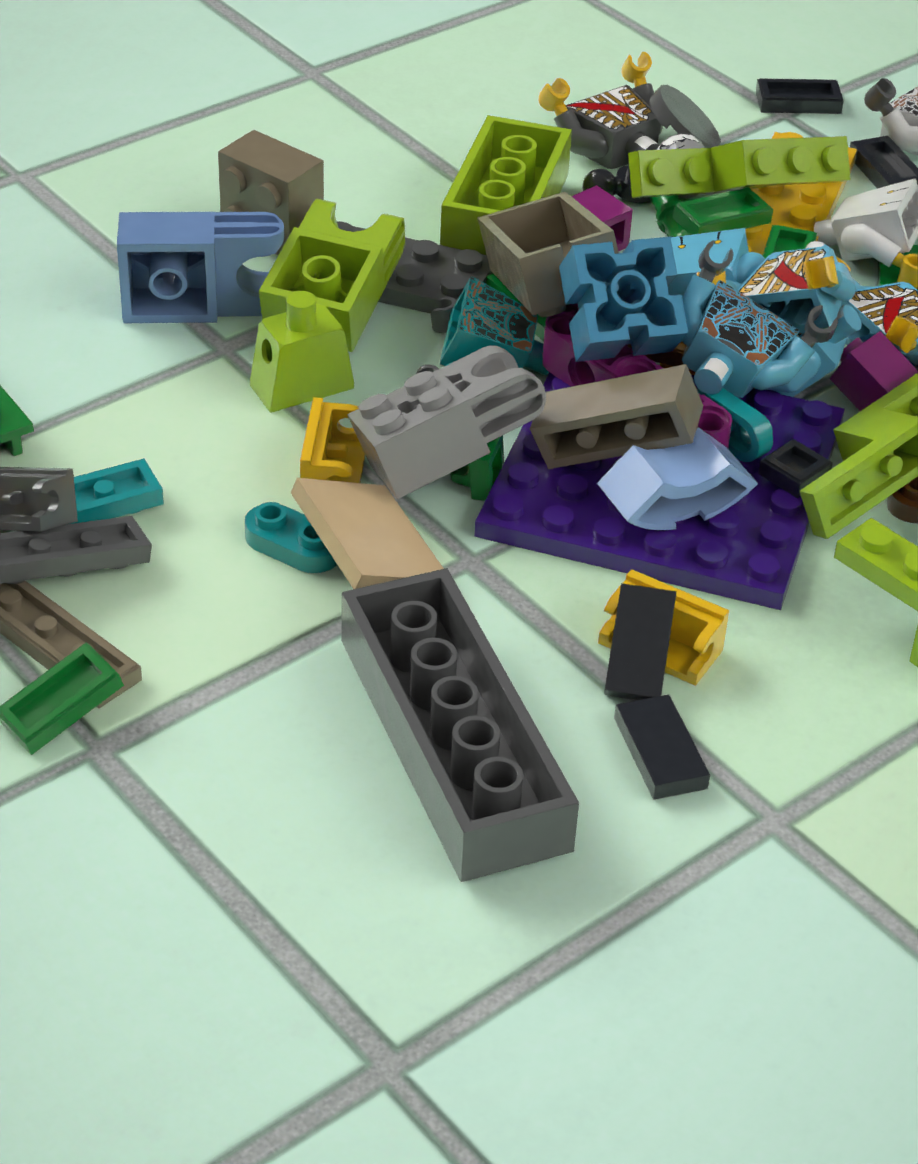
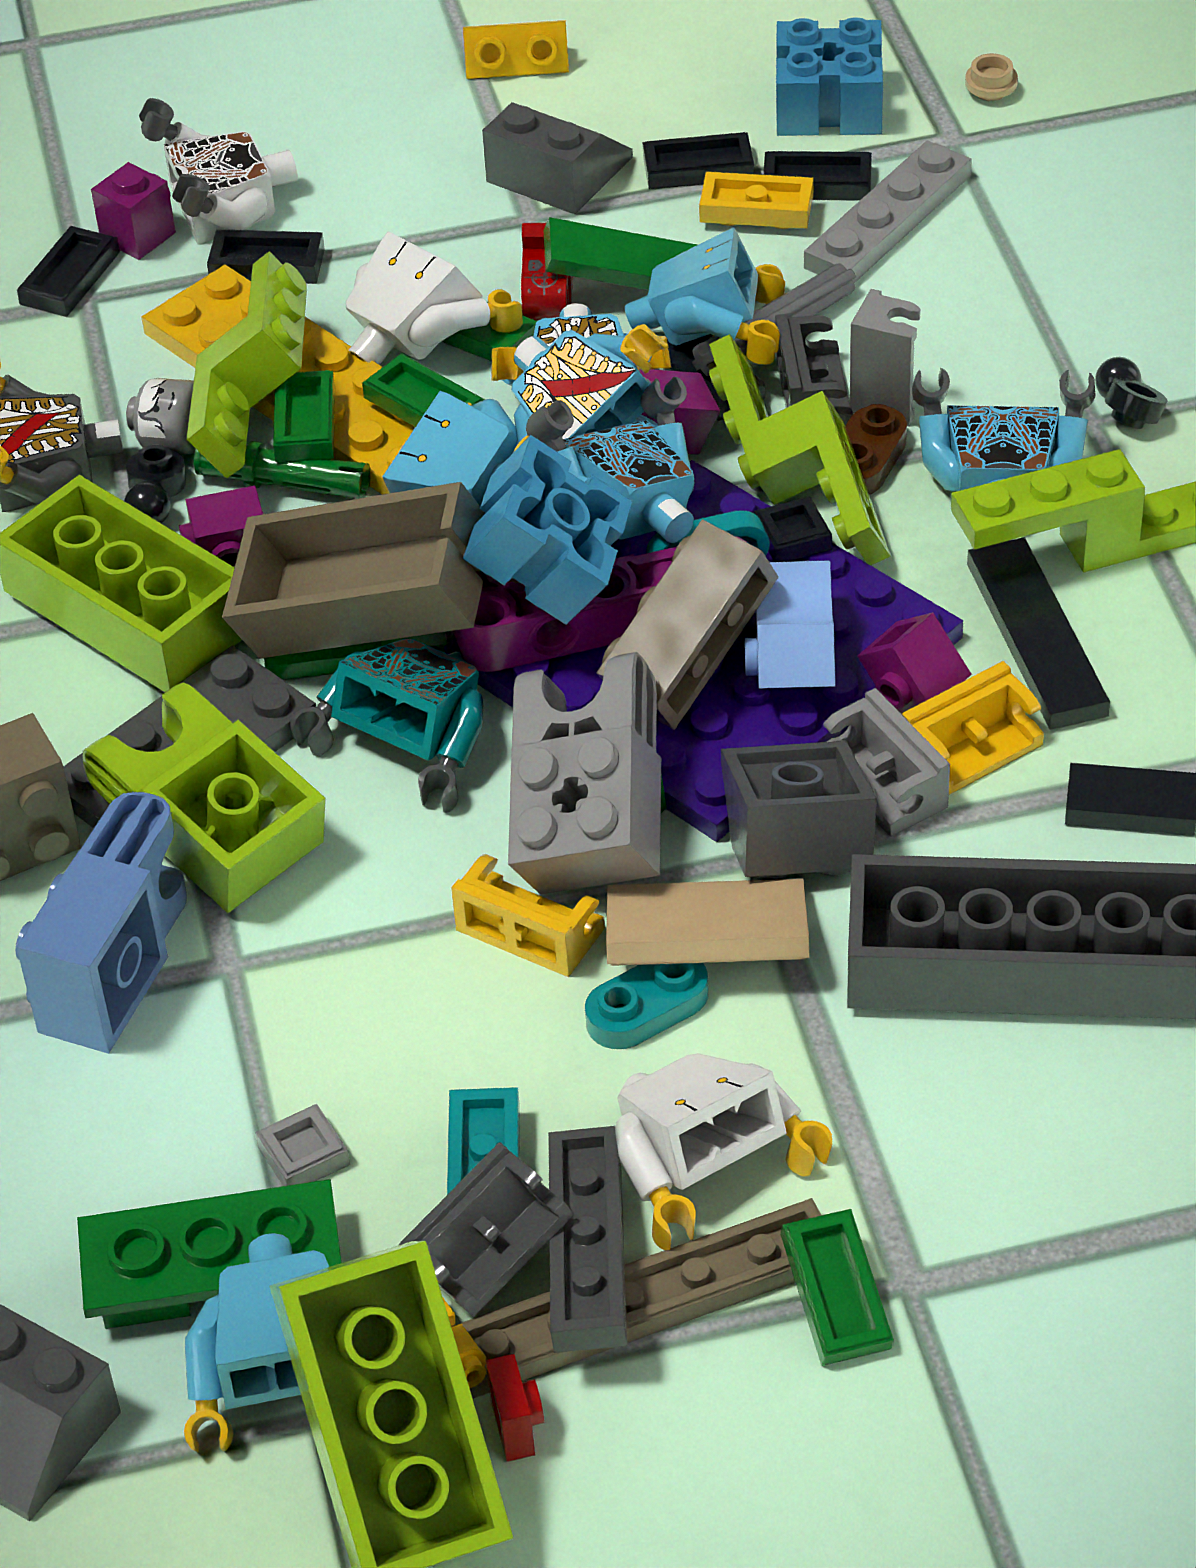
camera: 60 degrees left, 5 degrees up
(77, 420) = (302, 1147): none -> light grey tile
(160, 572) = (699, 1120): none -> white torso
(300, 355) = (348, 855): lime torso -> none
(504, 547) = (797, 808): none -> dark grey slope
(580, 609) = (896, 760): none -> light grey hinge
(640, 642) = (1000, 752): black tile -> none
(684, 116) = (84, 378): dark grey tile -> none
(696, 565) = (913, 662): none -> magenta brick
(808, 645) = (1038, 633): none -> black tile
(861, 78) = (134, 209): none -> magenta brick

